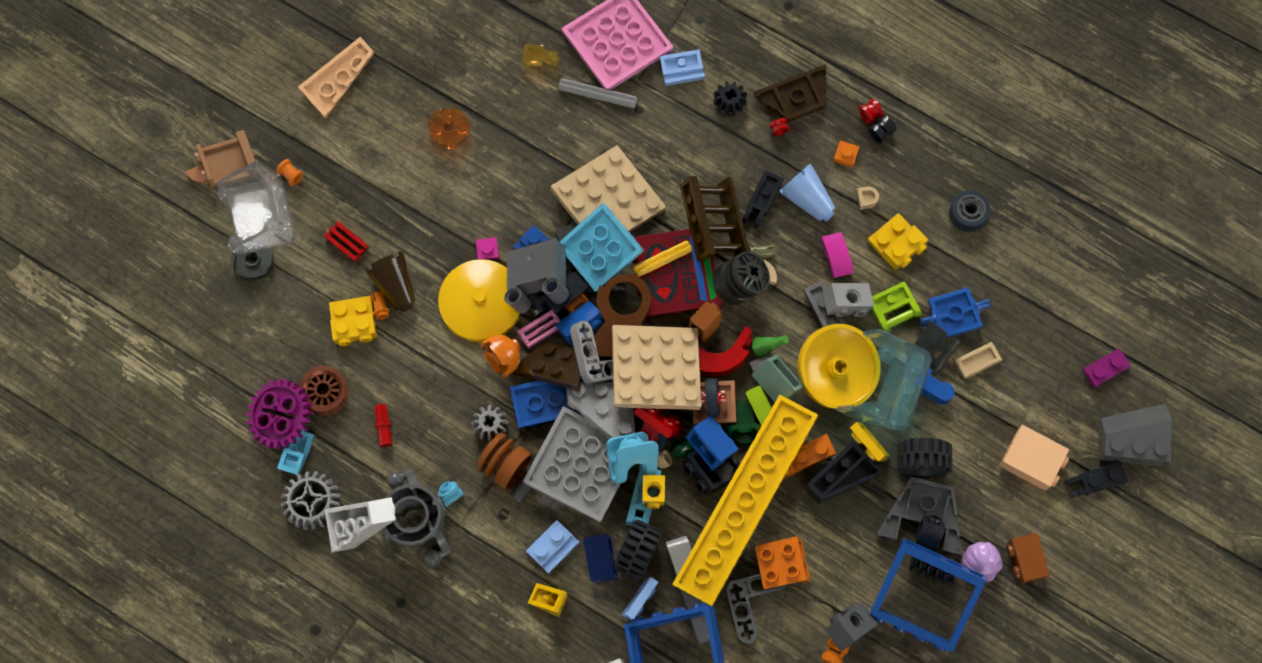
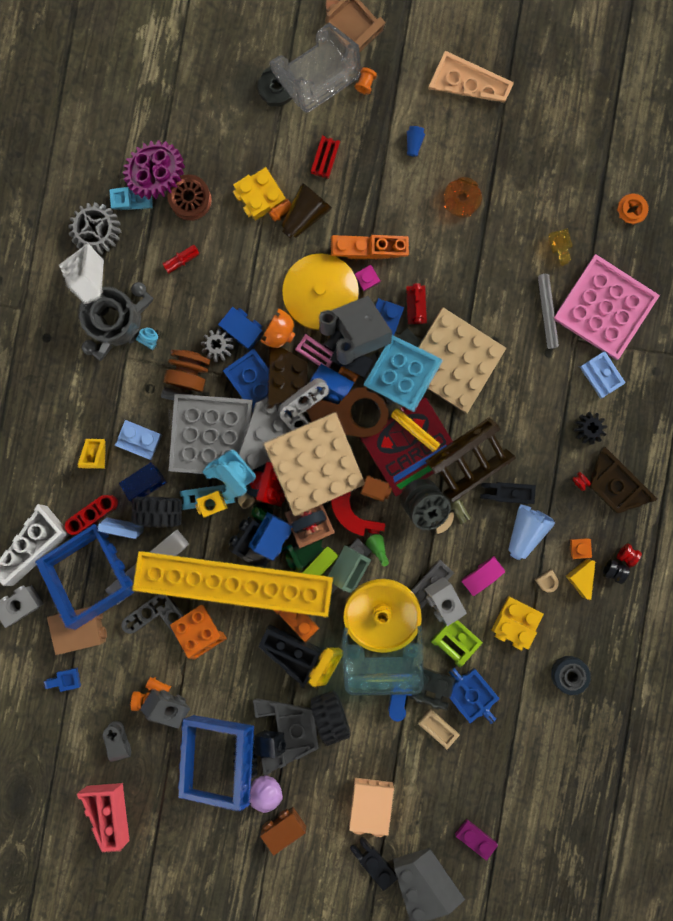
camera: 65 degrees right, 15 degrees up
(370, 149) = (414, 140): none -> blue cone
(458, 233) = (370, 247): none -> orange slope
(483, 391) = (241, 328): none -> blue brick
(535, 212) = (416, 304): none -> red hinge
(607, 616) = (83, 518): none -> red beam
(820, 636) = (157, 685): none -> orange pin
(876, 162) = (582, 578): none -> yellow slope

